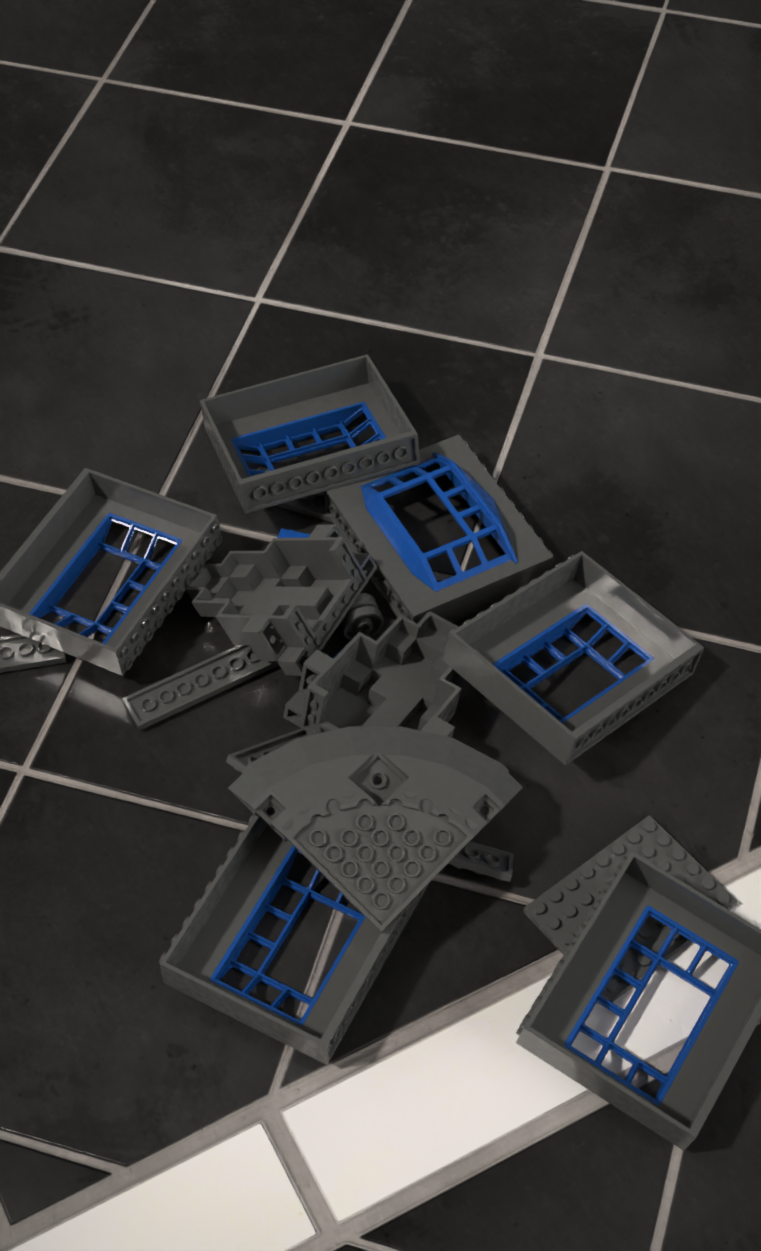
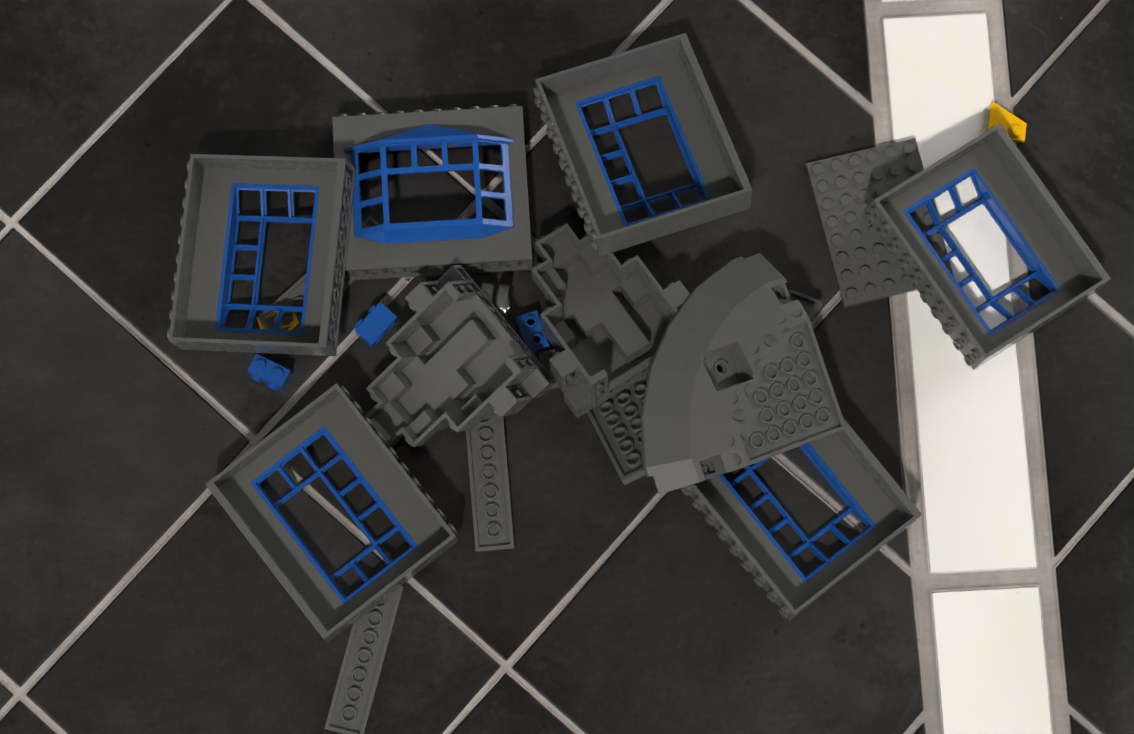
camera: 70 degrees left, 25 degrees up
(215, 492) = (269, 372): none -> blue brick

